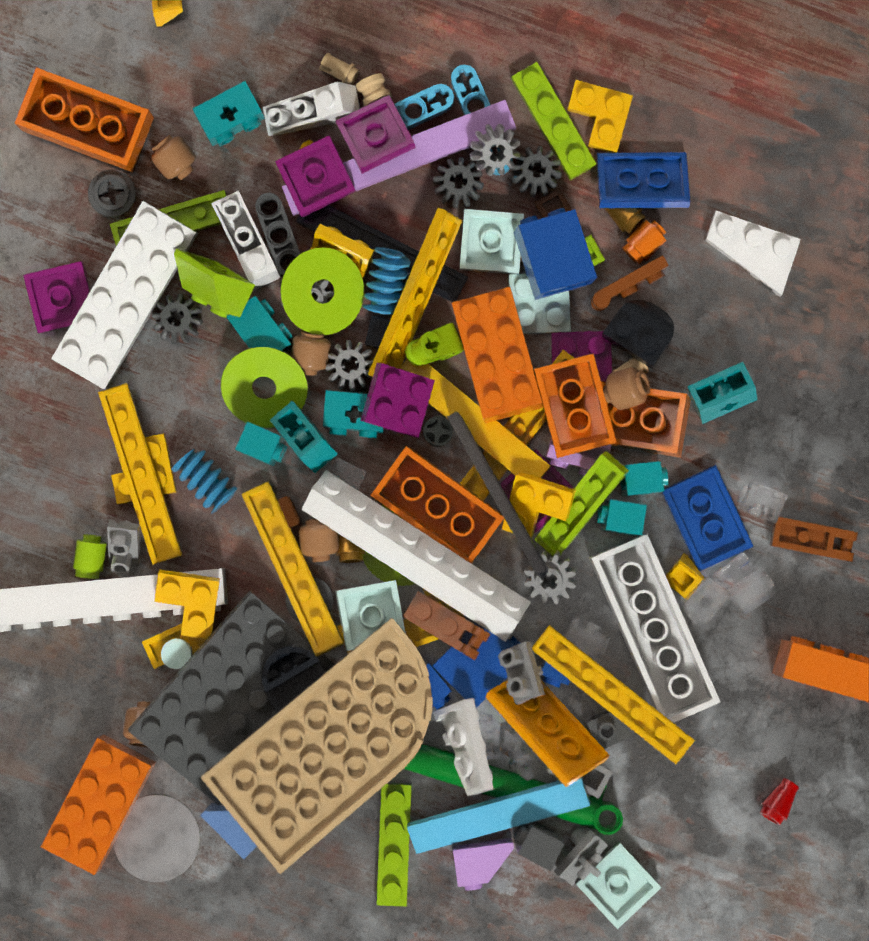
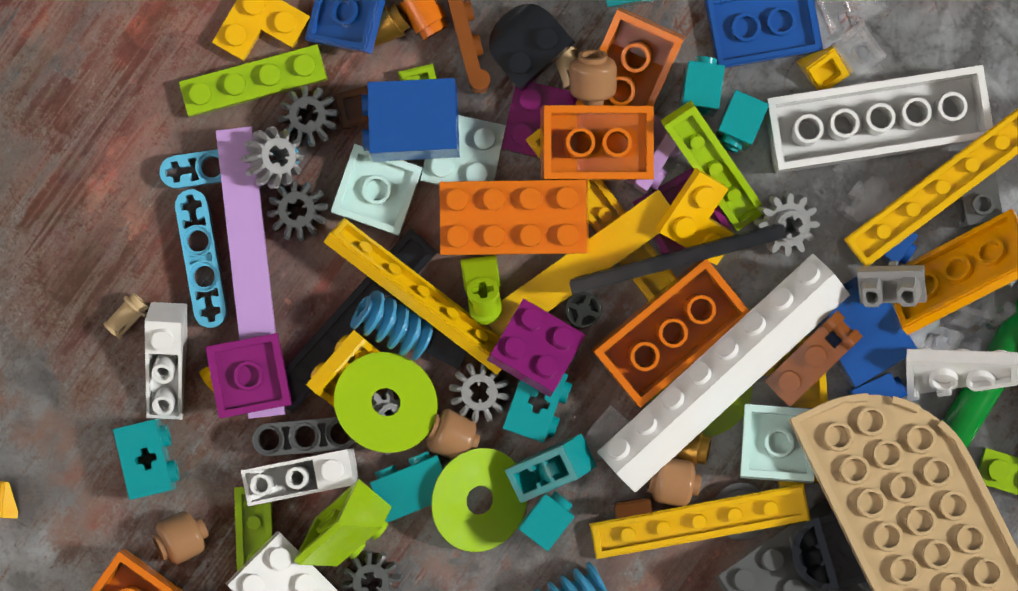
camera: 75 degrees left, 0 degrees up
(372, 88) = (162, 281): tan wheel -> none
(375, 134) = (217, 292): magenta plate -> none

